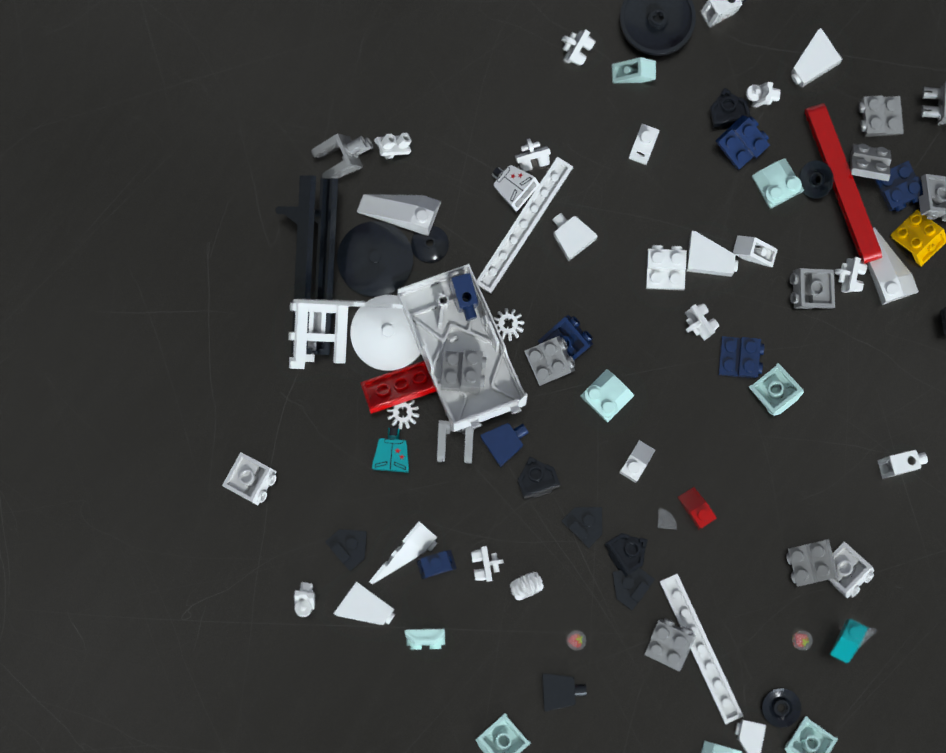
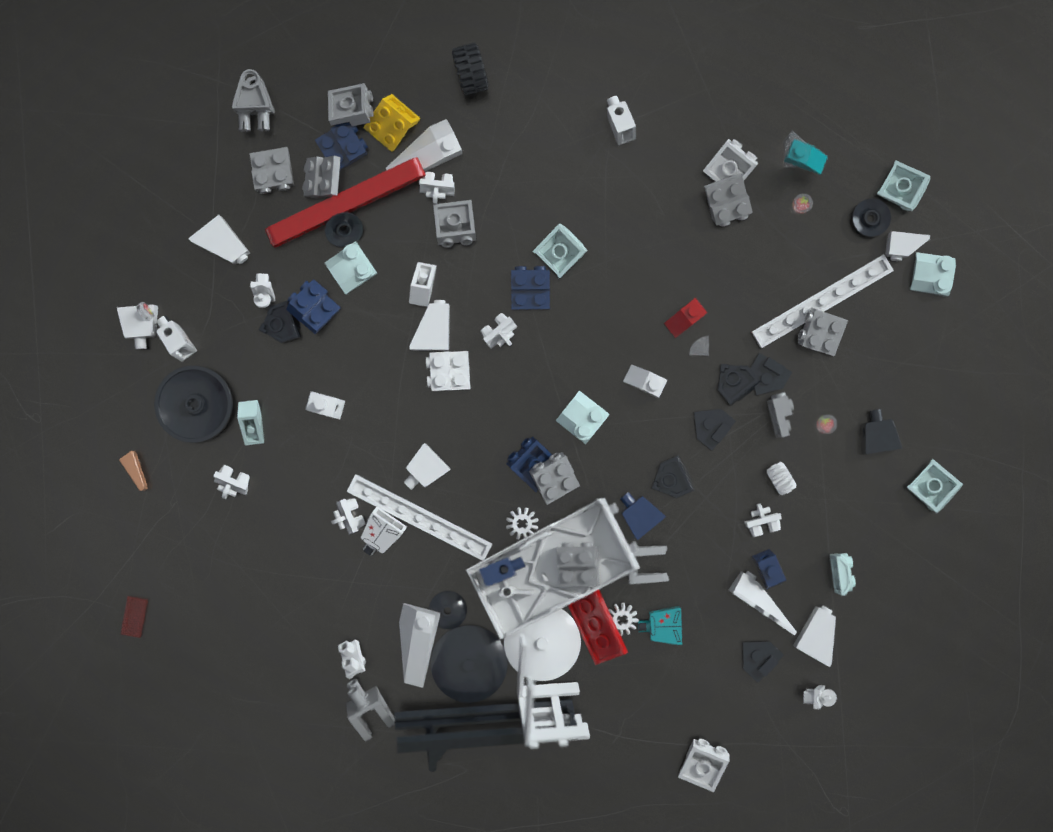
camera: 95 degrees left, 5 degrees up
(597, 592) = (779, 408): none -> light grey plate

